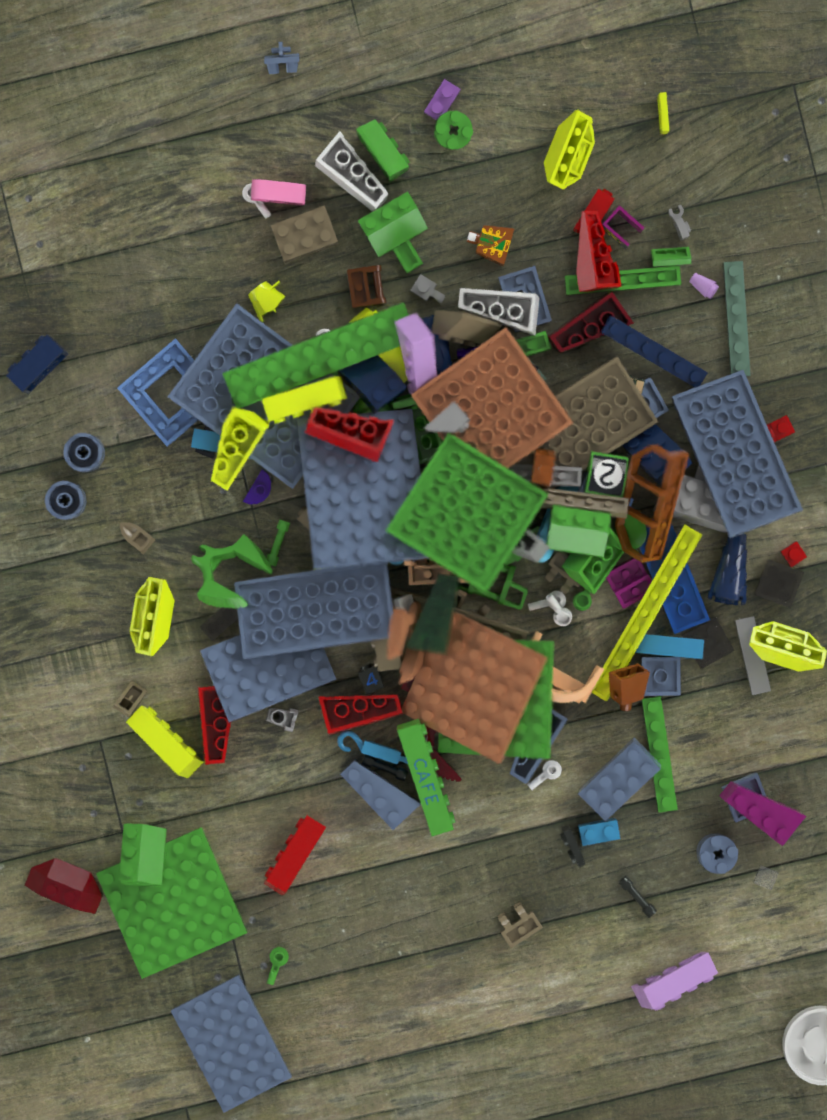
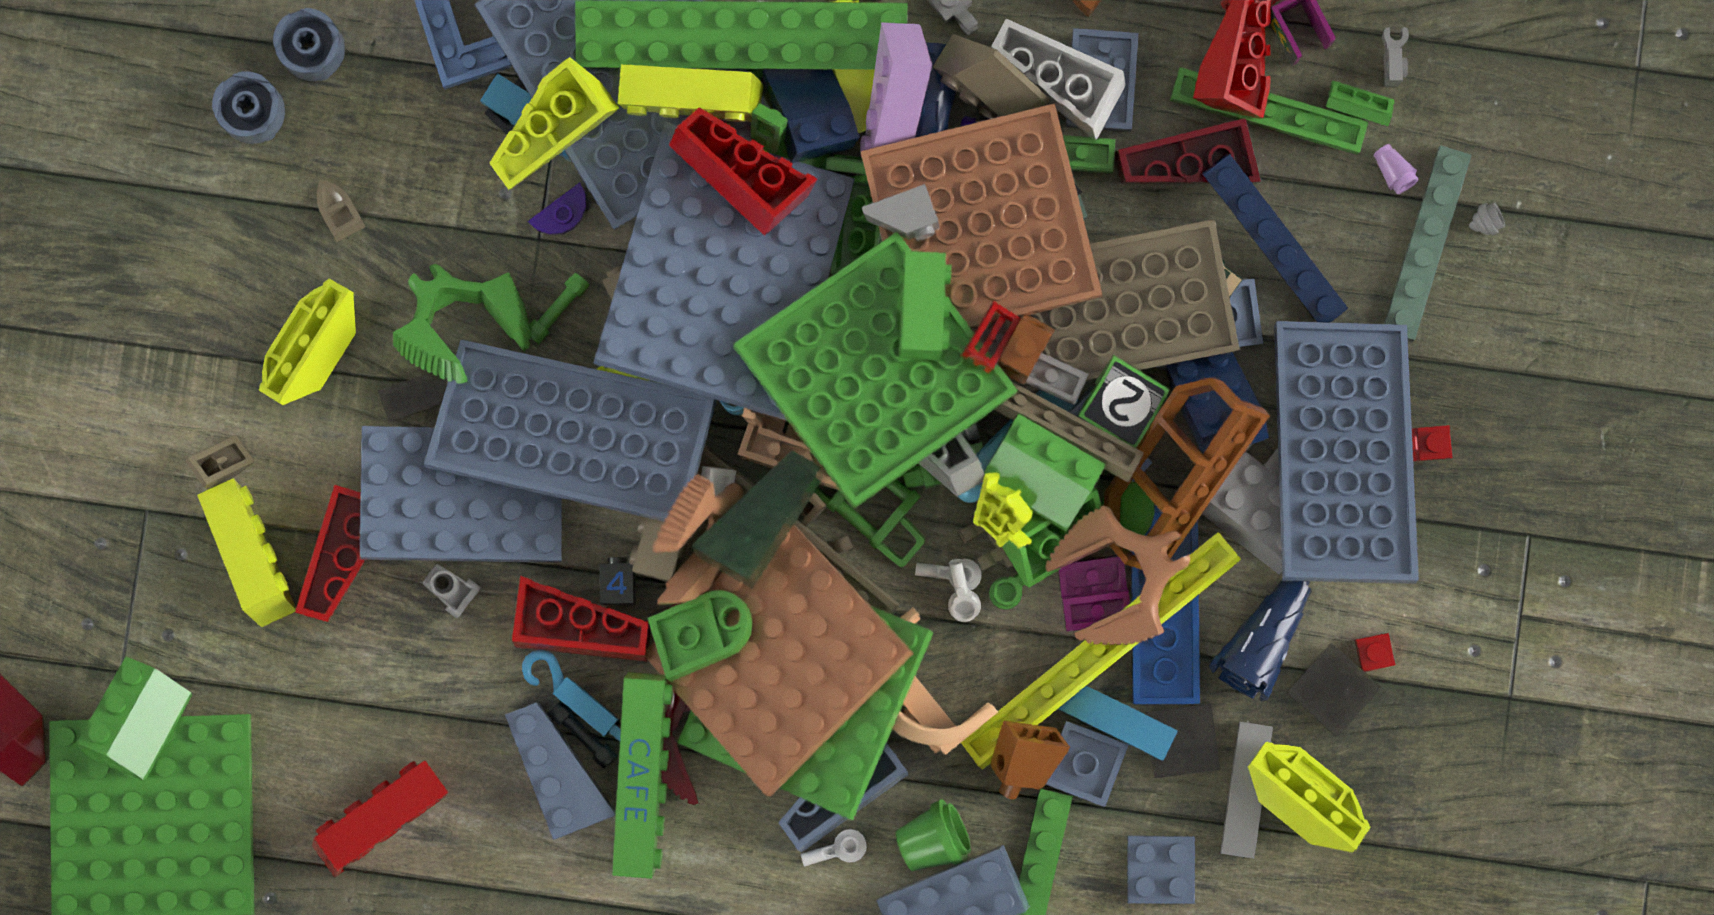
camera: 15 degrees right, 5 degrees down
(355, 401) = (768, 128): none -> bright green plate
(427, 690) = (698, 632): none -> bright green tile
(480, 468) = (924, 305): none -> bright green brick
(520, 484) = (979, 357): none -> red tile
(565, 562) = (1002, 512): none -> neon yellow piece
(596, 748) = (934, 838): none -> bright green piece
(662, 589) = (1102, 530): none -> nougat piece
(723, 716) = (1161, 869): none -> sand blue plate
(765, 293) = (1487, 219): none -> light grey plate

